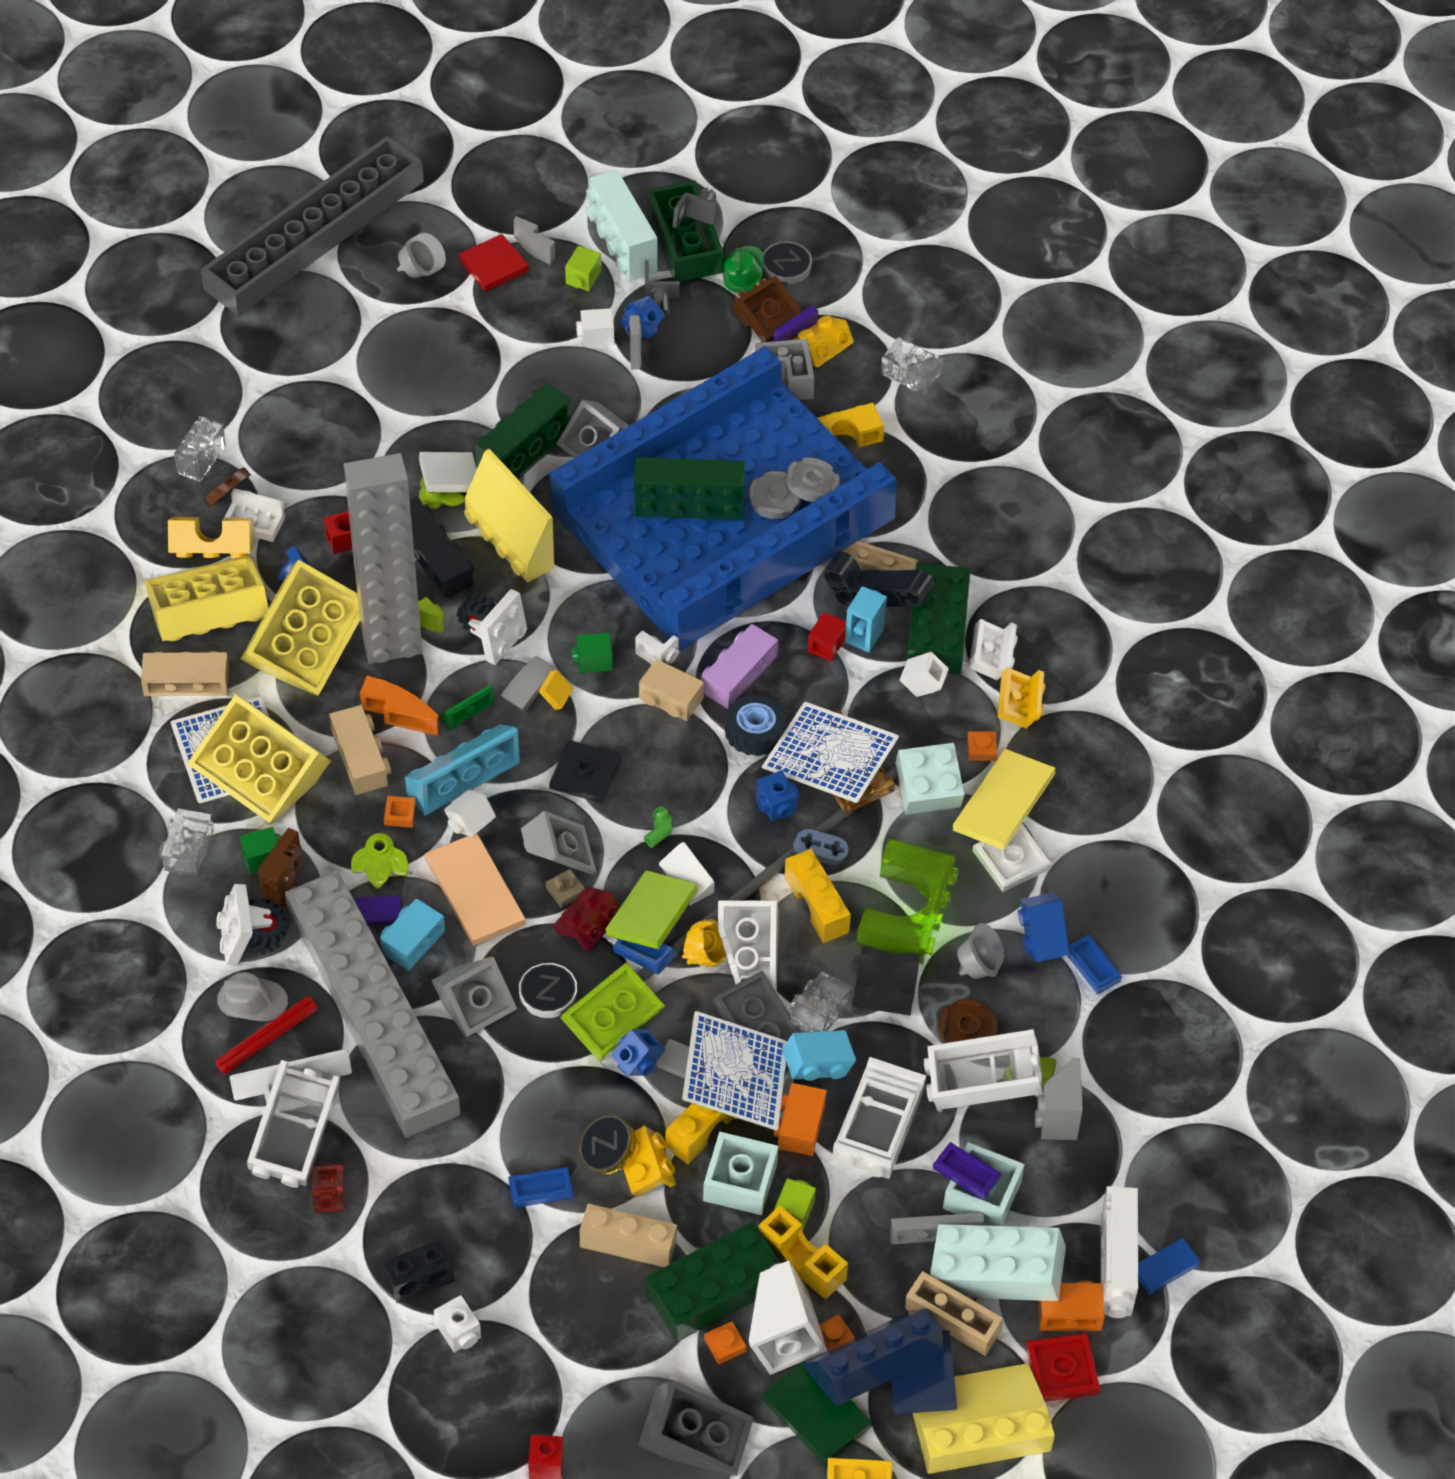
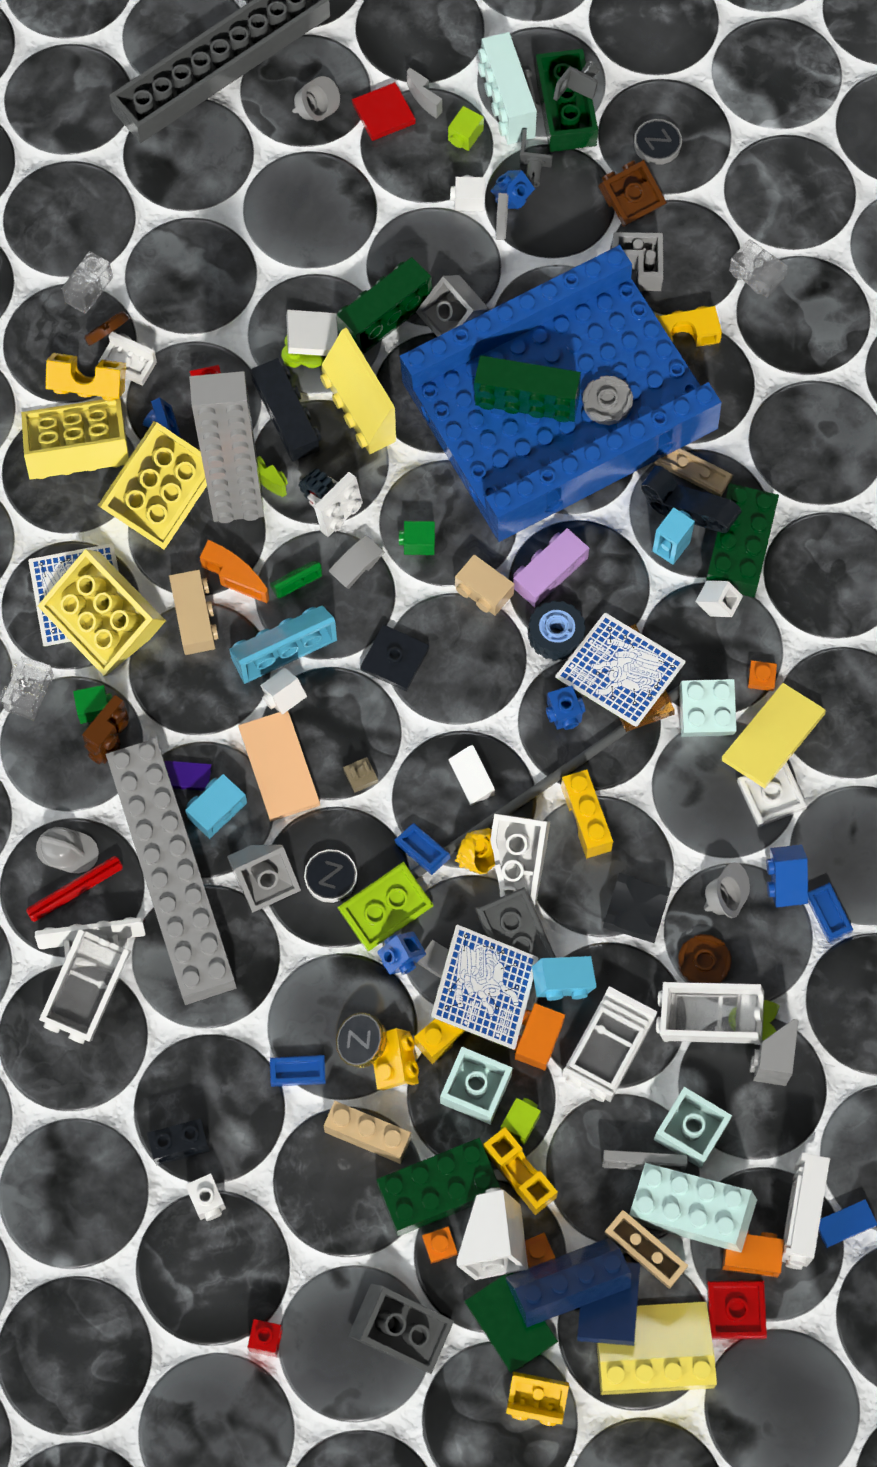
camera: 10 degrees right, 15 degrees up
(185, 674) = (46, 515): tan brick -> none
(250, 925) = (73, 781): white plate -> none
(328, 1188) = (109, 1047): clear red bracket -> none
(379, 863) = (196, 730): lime plate -> none
(400, 811) = (221, 679): orange plate -> none
(556, 689) = (379, 572): yellow tile -> none
(559, 841) = (360, 731): light grey slope -> none
(588, 917) = (377, 808): dark red bracket -> none
(651, 648) = (474, 541): white bracket -> none
(651, 909) = (434, 809): lime tile -> none
(662, 827) = (457, 723): bright green arm -> none
(743, 268) = (616, 144): green piece -> none
(800, 322) = (655, 215): dark purple tile -> none
(811, 479) = (643, 389): light grey tile -> none
(820, 1003) = (572, 926): clear brick -> none
(821, 846) = (595, 769): sand blue beam -> none
(826, 339) = (680, 229): yellow bracket -> none
(827, 636) = (636, 546): red brick -> none
(931, 875) = (667, 865): clear neon green arch -> none
(967, 1171) = (678, 1116): dark purple tile -> none
(992, 648) = (787, 578): white bracket -> none
(1021, 697) = (805, 631): yellow bracket -> none

